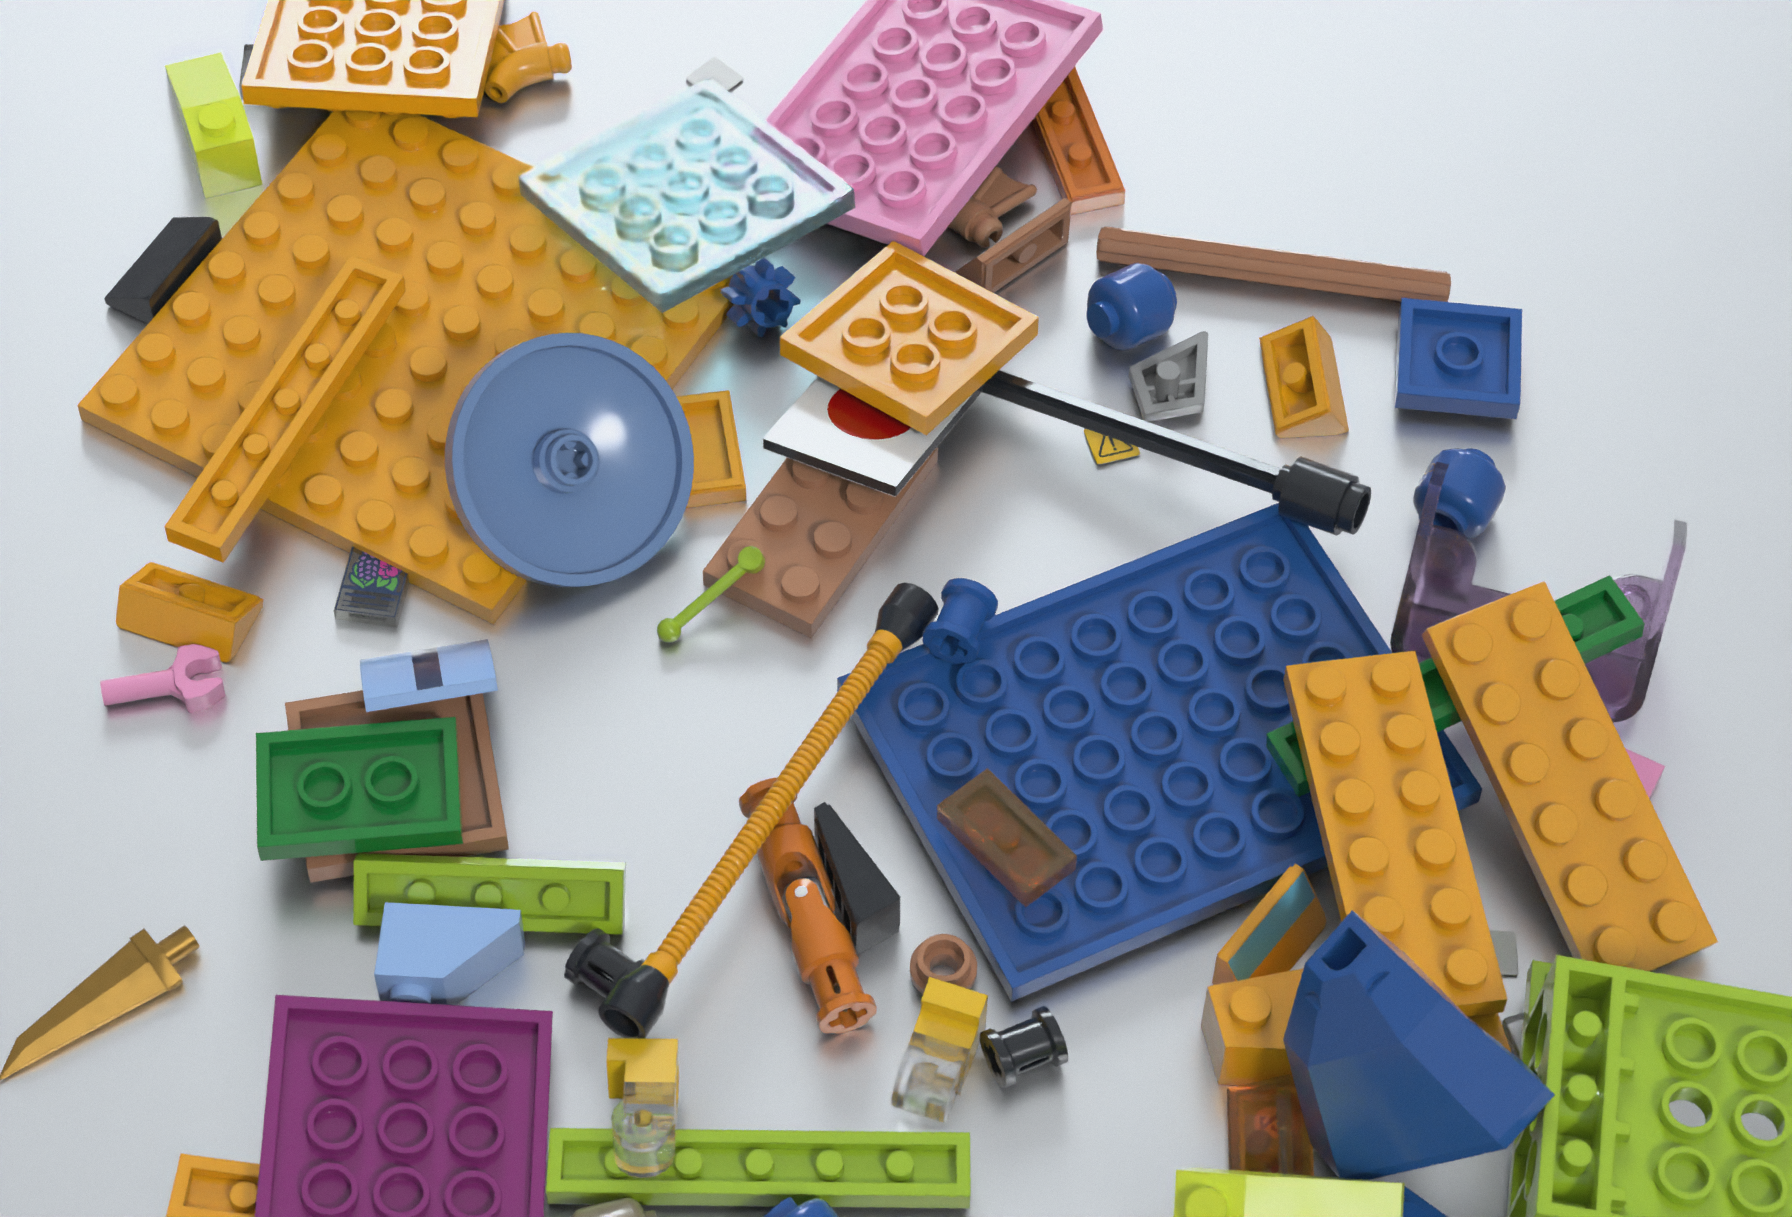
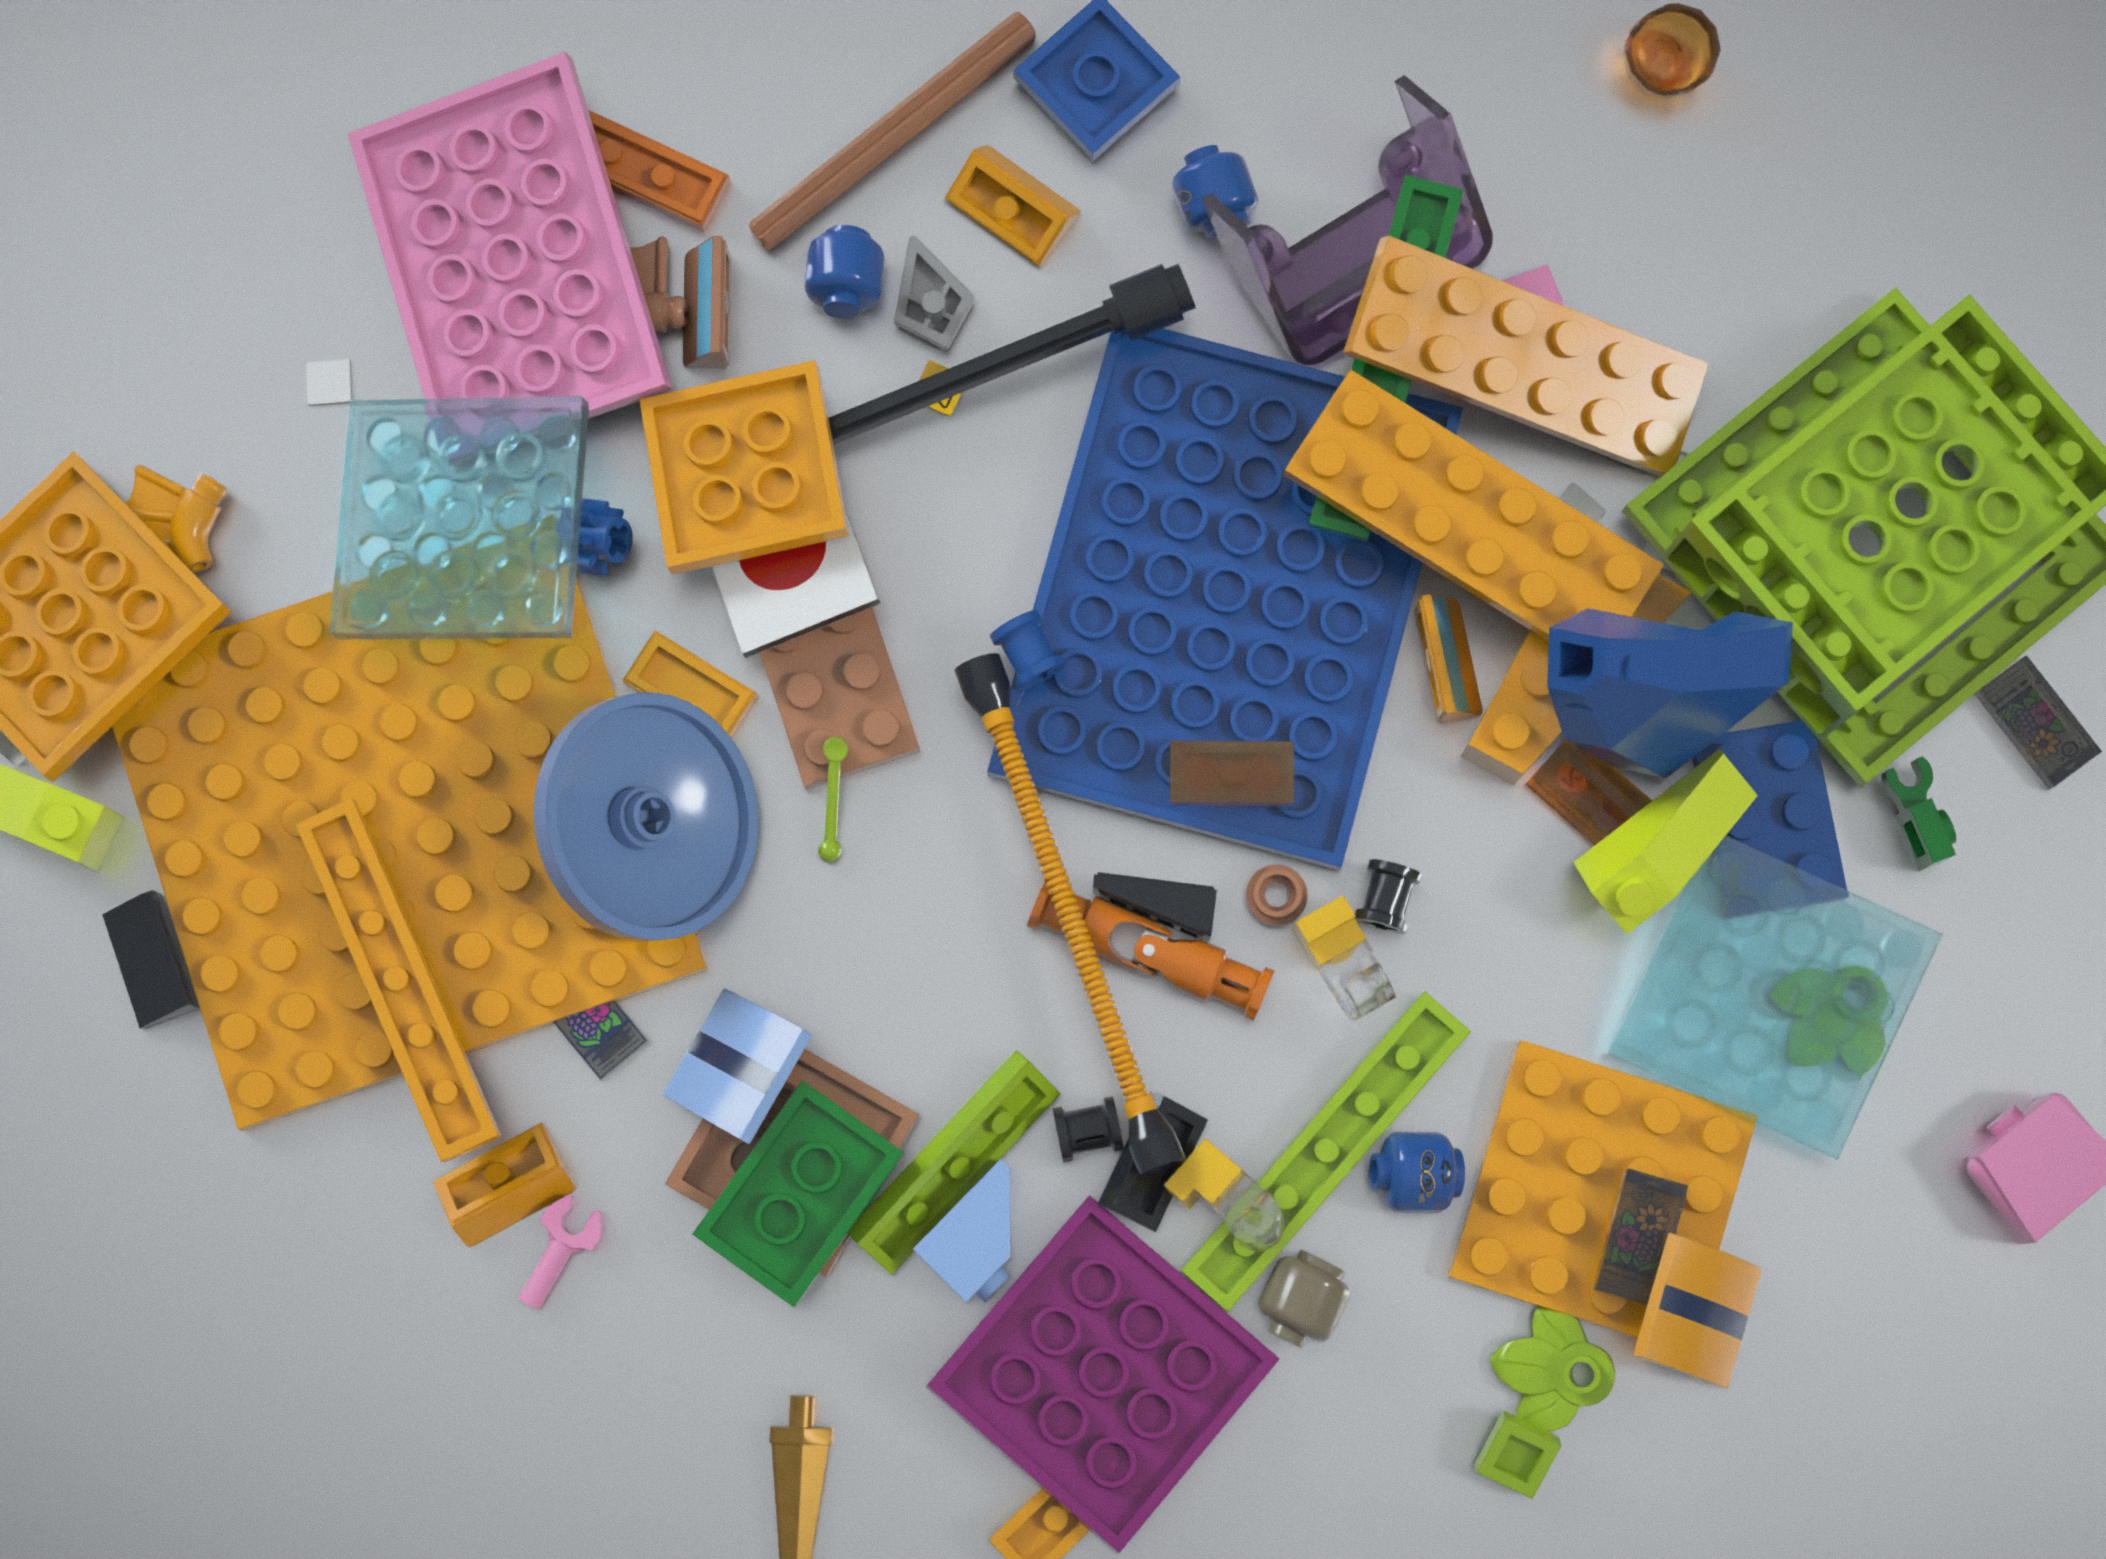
camera: 45 degrees left, 25 degrees up
(584, 1040) = (1145, 1197): none -> black plate

